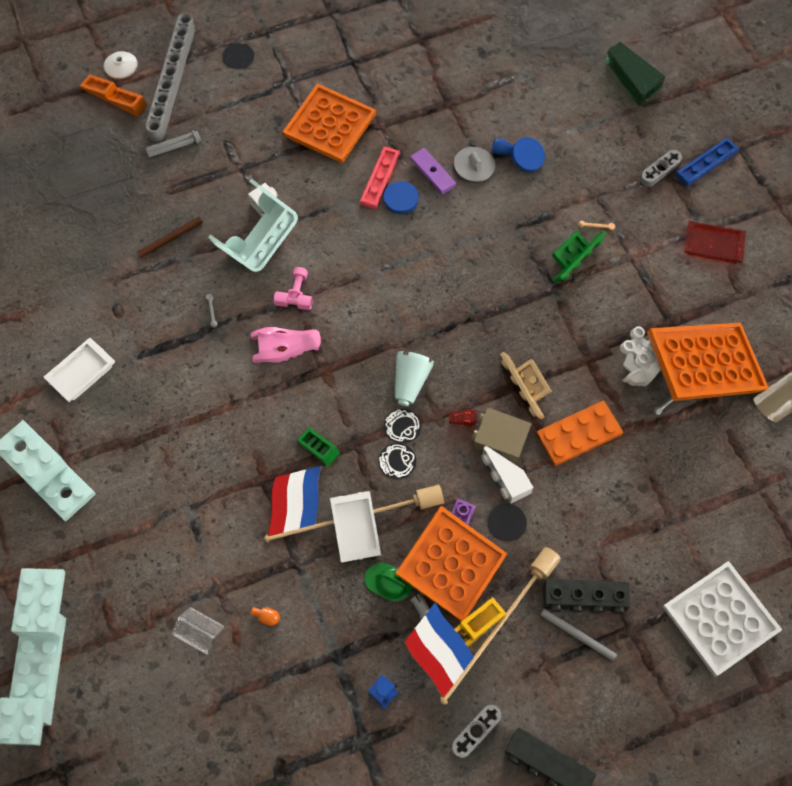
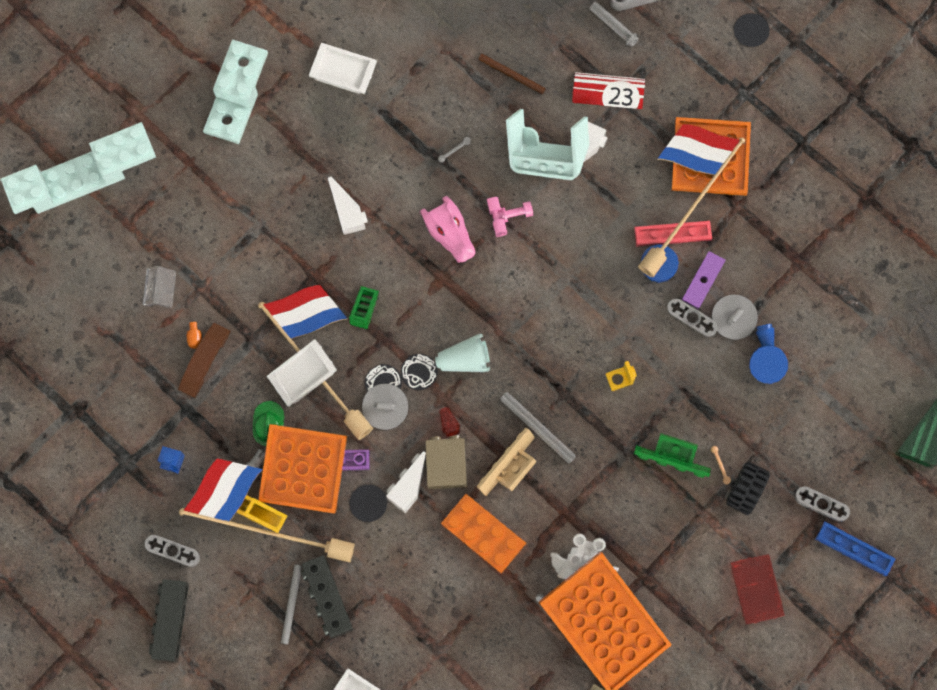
camera: 70 degrees right, 10 degrees up
(218, 420) = (348, 210): none -> white slope
(229, 172) = (608, 90): none -> sticker
(295, 617) = (203, 359): none -> reddish brown slope
(324, 125) = (702, 153): none -> flag
(421, 467) = (385, 406): none -> light grey shield
(456, 199) = (683, 305): none -> light grey beam
(487, 258) = (628, 374): none -> yellow bracket
(497, 349) = (538, 428): none -> light grey axle
(631, 206) = (748, 488): none -> black tyre

